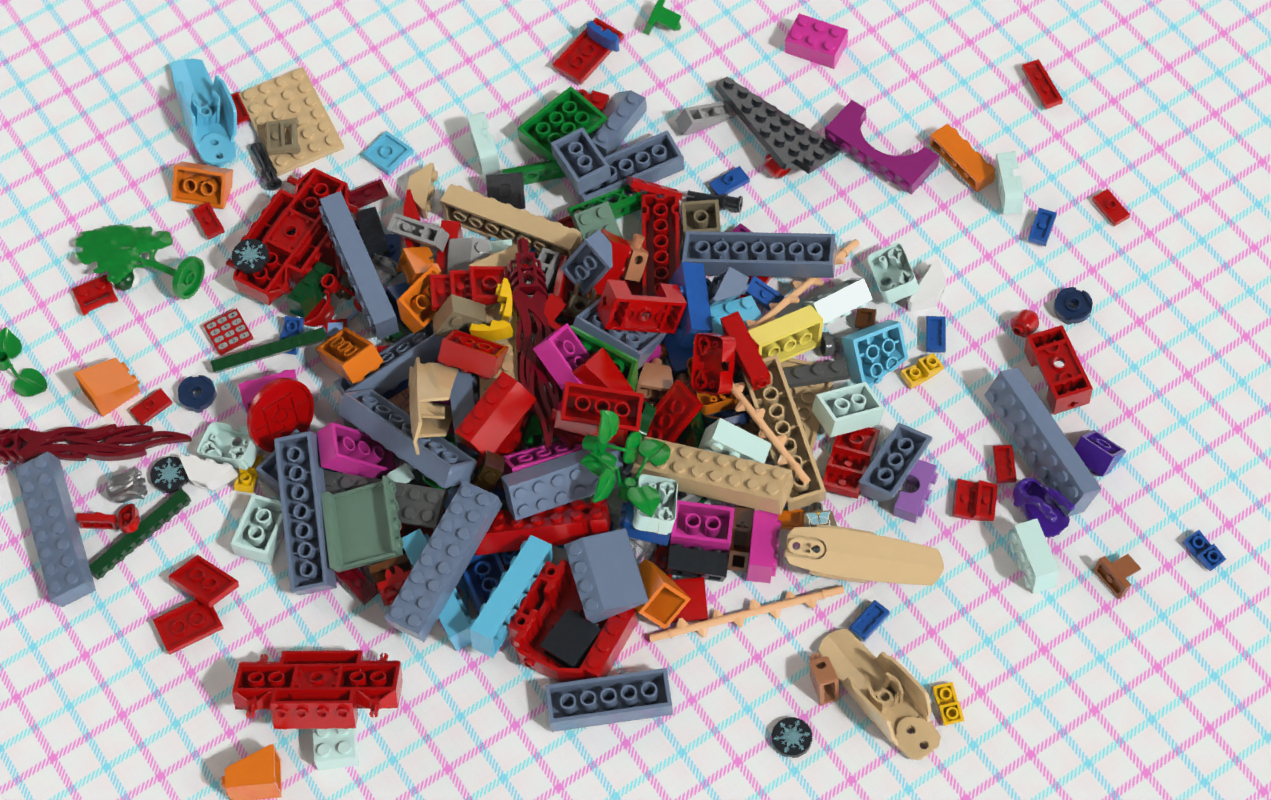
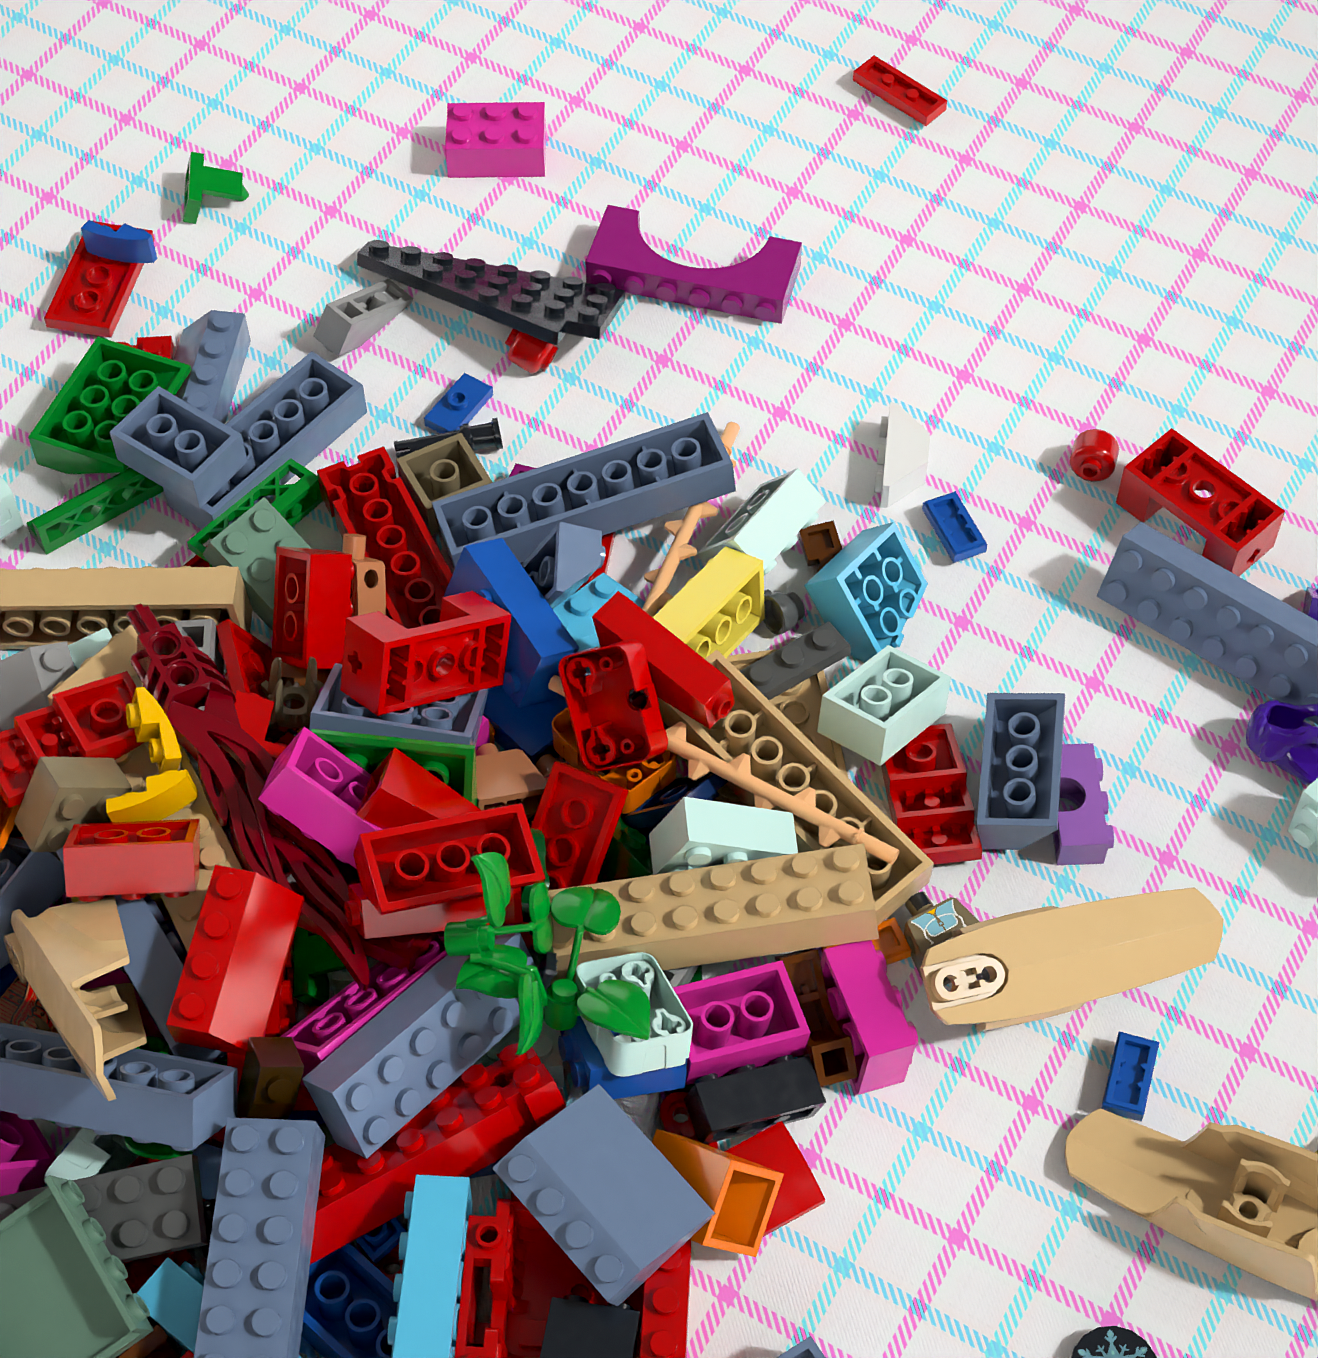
camera: 30 degrees left, 5 degrees down
(507, 188) = (51, 544): black tile -> none
(589, 262) = (285, 611): sand blue slope -> none
(652, 188) = (303, 457): red plate -> none
(739, 617) = (884, 1172): light nougat plant -> none
(763, 293) = (627, 566): blue plate -> none
(824, 679) = (1115, 1224): nougat torso -> none
(894, 265) = (830, 436): light aqua axle -> none
(922, 371) = (965, 596): yellow slope -> none
(962, 157) = (839, 236): orange brick -> none
(974, 500) = (1184, 782): red slope -> none
(1004, 464) = (1198, 699): red plate -> none
(1008, 185) = (947, 257): light aqua axle -> none
(1042, 227) = (1029, 298): blue plate -> none
(1073, 315) = (1147, 416): dark blue plate -> none
(1111, 207) = (1117, 234): red plate -> none

